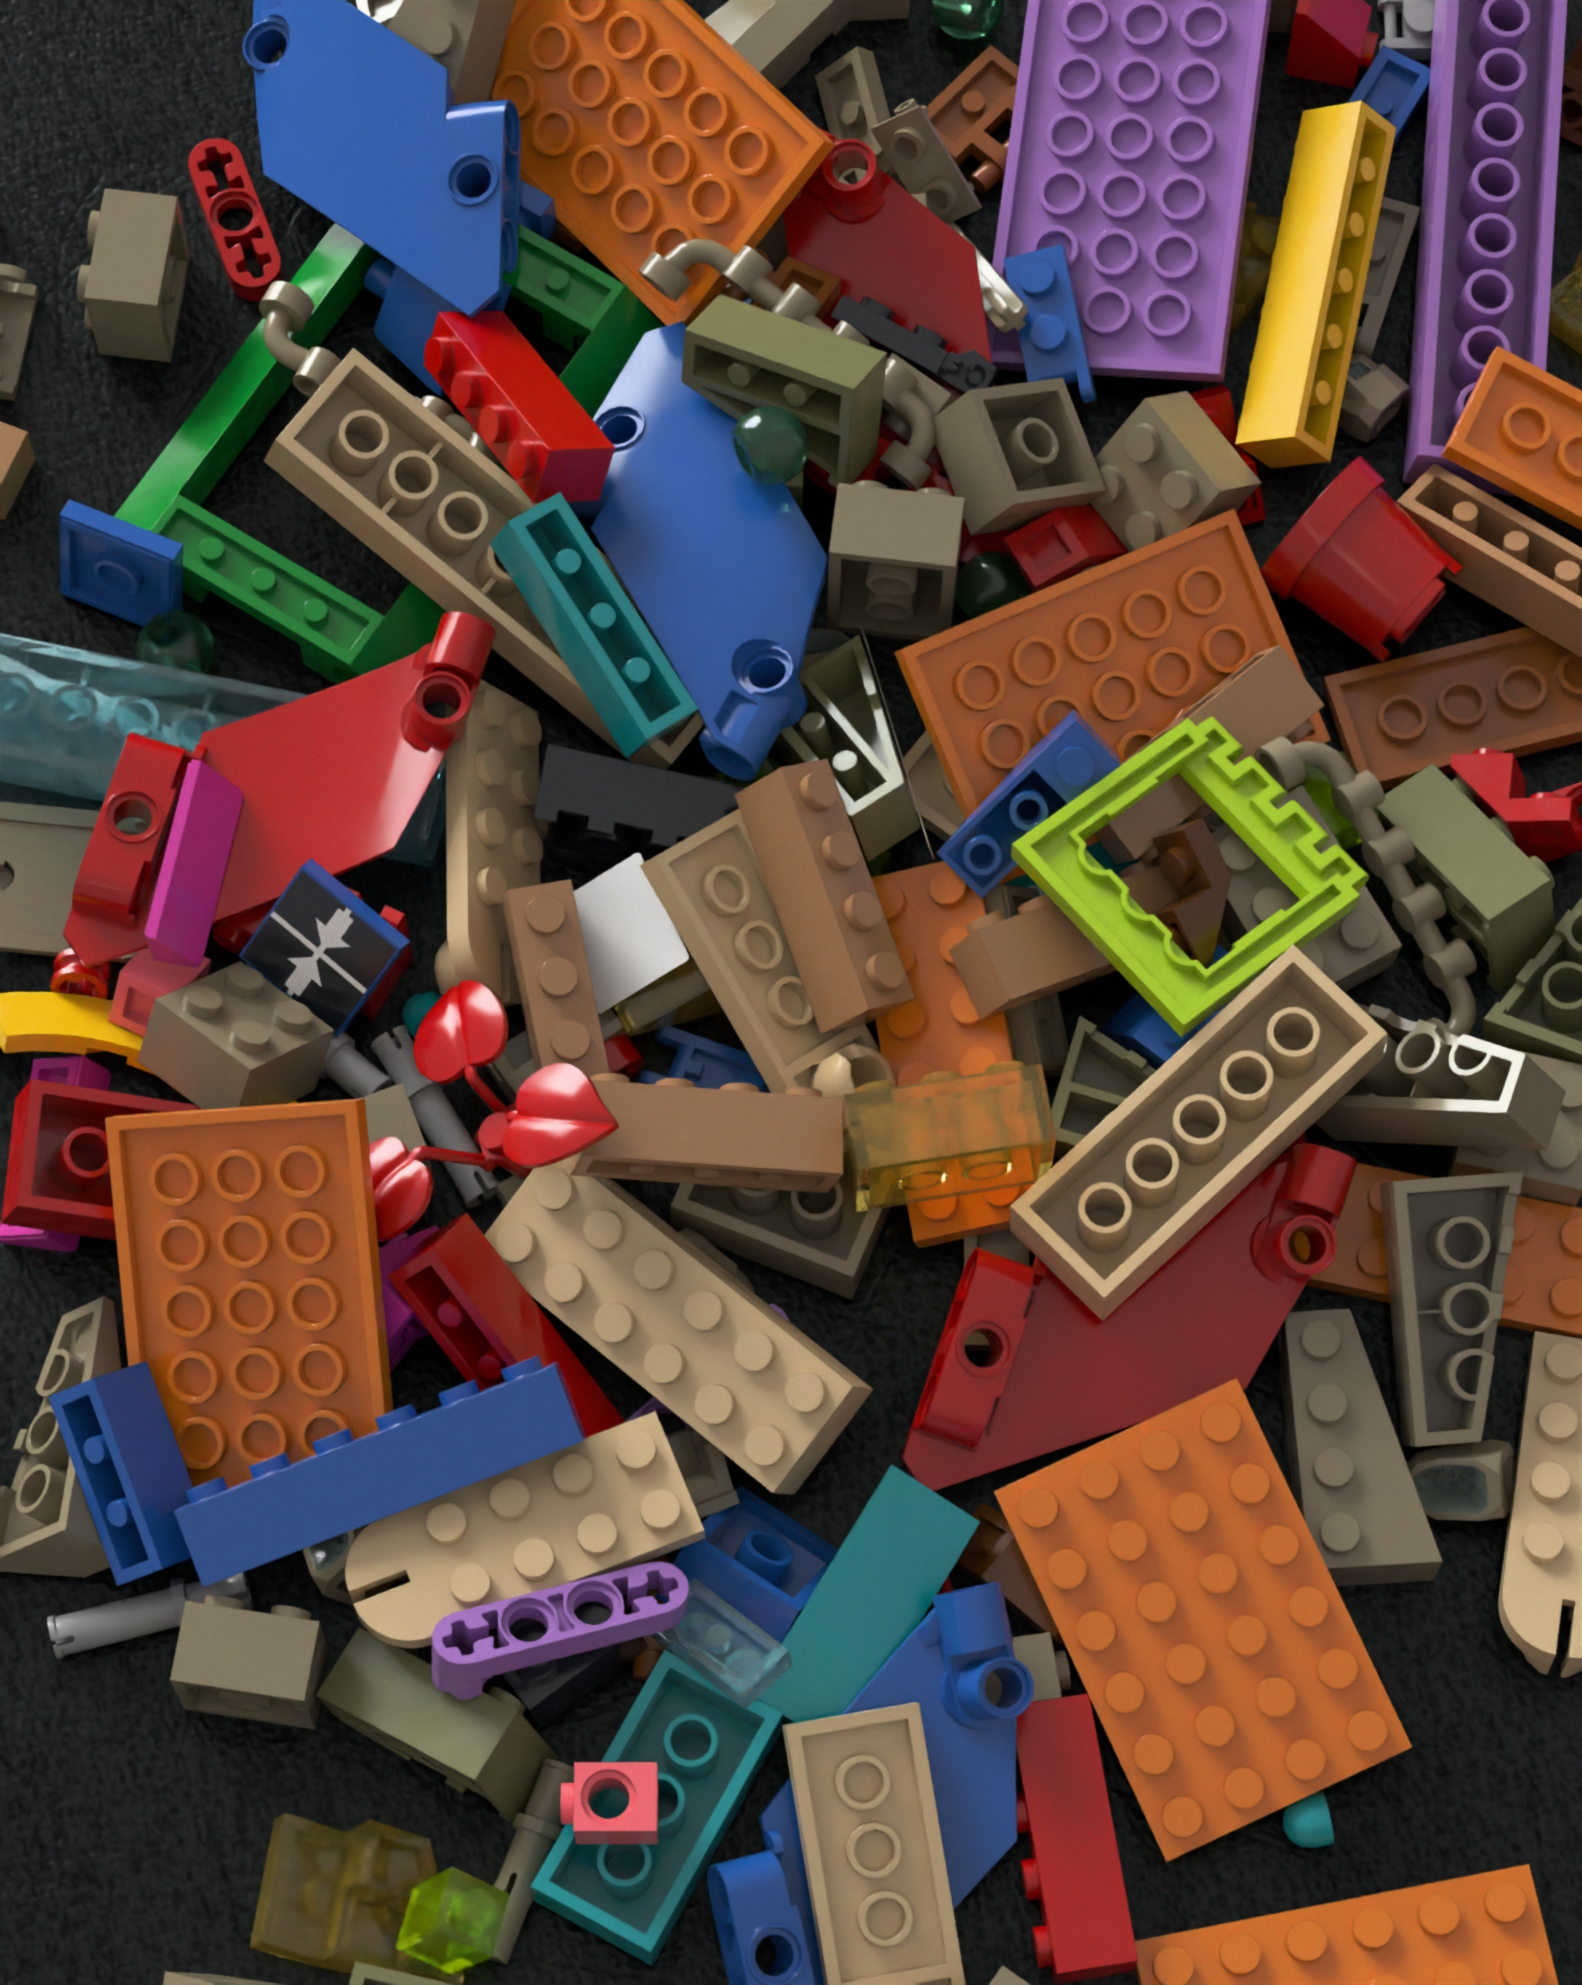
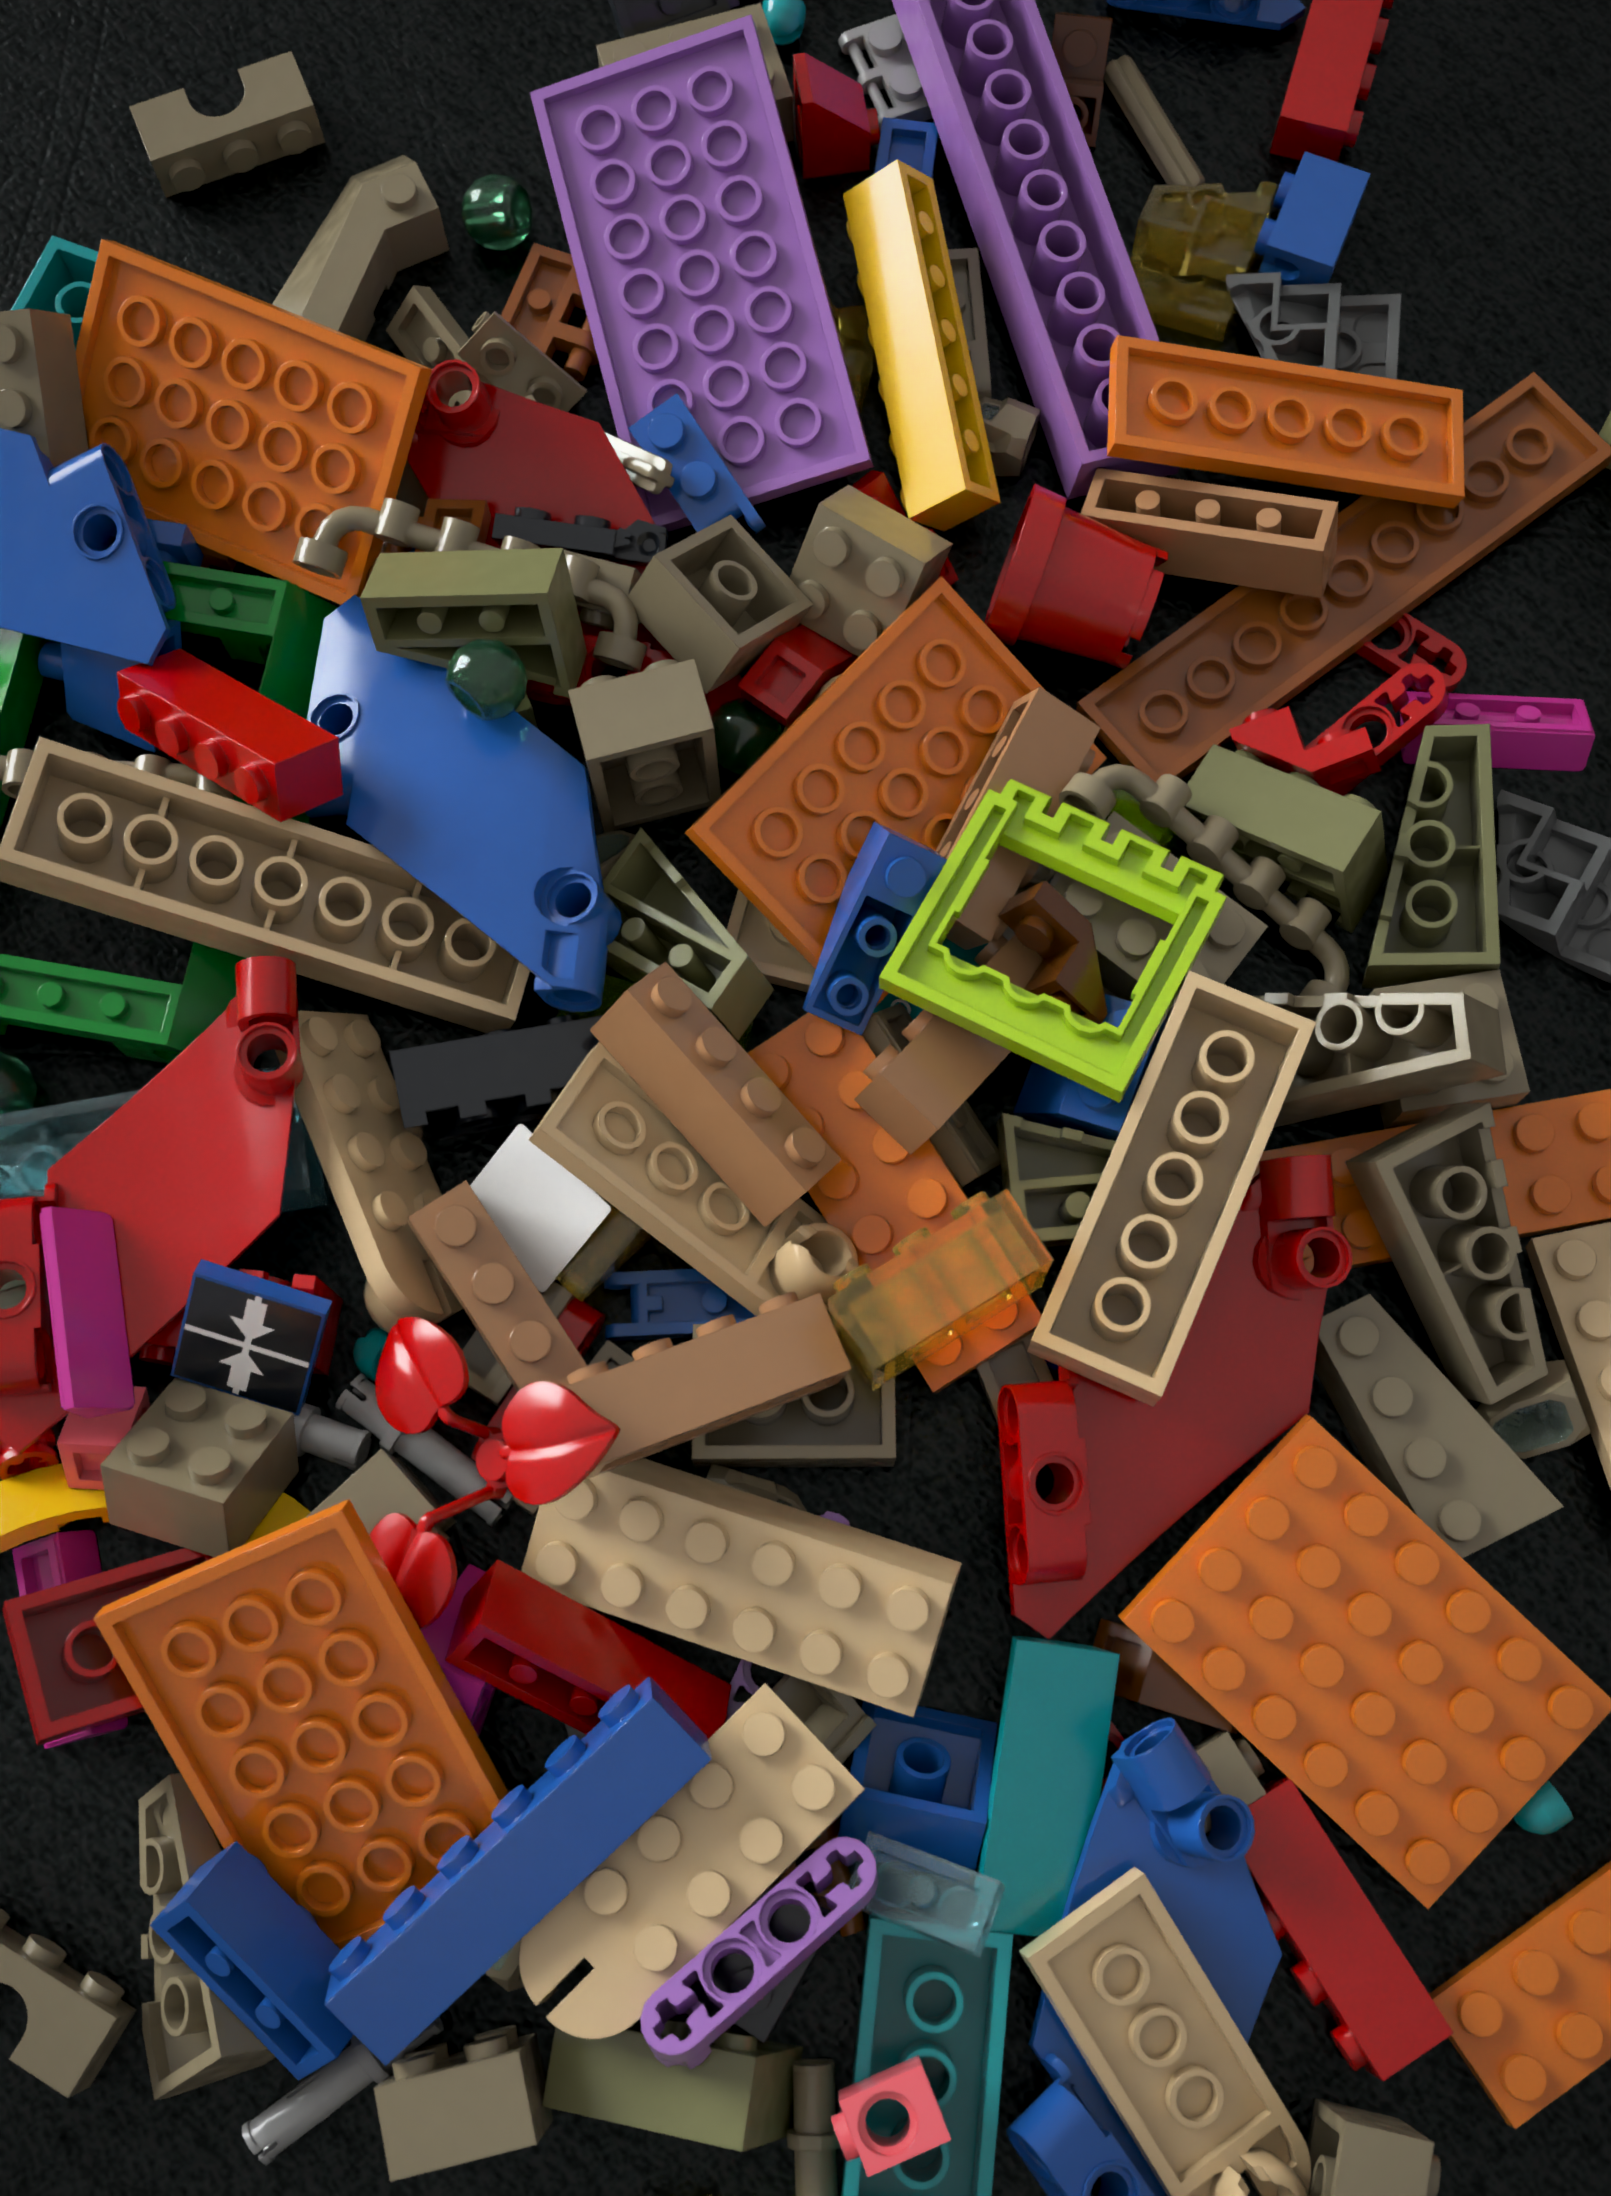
camera: 20 degrees left, 5 degrees up
(593, 625) = (385, 917): teal brick -> none
(925, 833) = (718, 917): sticker -> none

